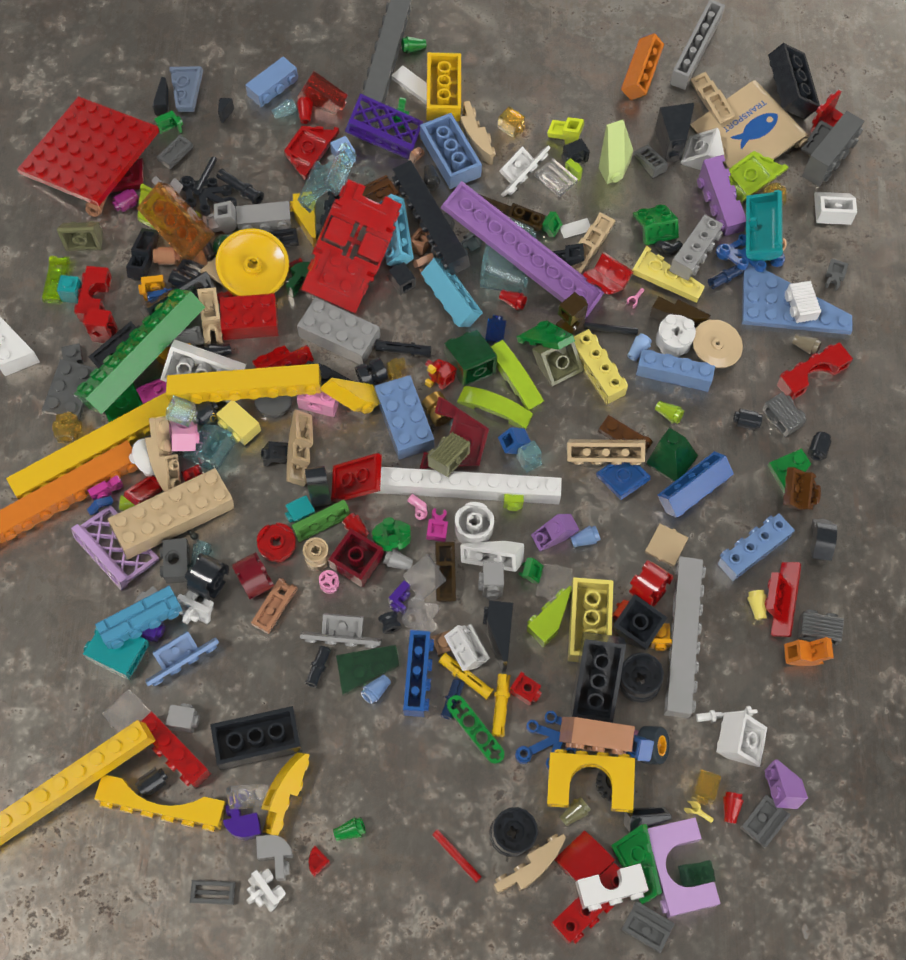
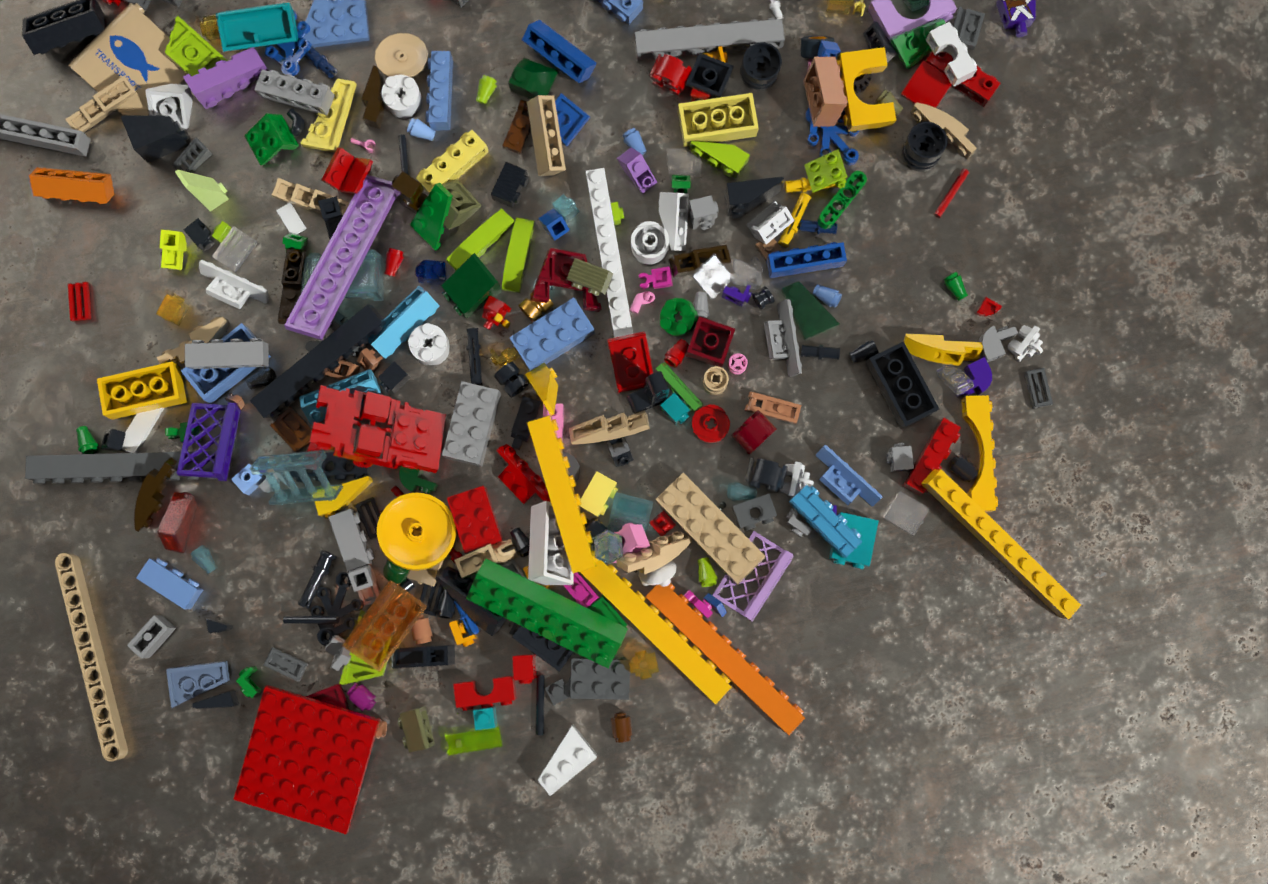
camera: 100 degrees left, 15 degrees up
(19, 397) = (621, 727): none -> reddish brown brick
(65, 337) = (540, 705): none -> black bar
(143, 490) = (693, 565): red tile -> none
(231, 20) = (98, 663): none -> tan beam
(231, 60) = (151, 636): none -> light grey brick
(305, 108) = (201, 536): red cone -> none
(305, 714) = (864, 351): none -> black cone
(308, 147) = (250, 519): red wing -> none
(349, 76) = (150, 494): none -> dark brown slope
(407, 63) = (113, 440): none -> black slope
(424, 311) = (429, 334): none -> white brick
(452, 143) = (226, 355): none -> light grey brick
(508, 718) = (826, 171): none -> lime hinge
(518, 691) = (791, 170): red brick -> none
(538, 59) = (72, 302): none -> red tile
(566, 412) = (510, 184): none -> black brick
(598, 677) = (774, 98): black brick -> none
(666, 545) = (622, 71): tan piece -> none
(747, 419) = (477, 16): black brick -> none

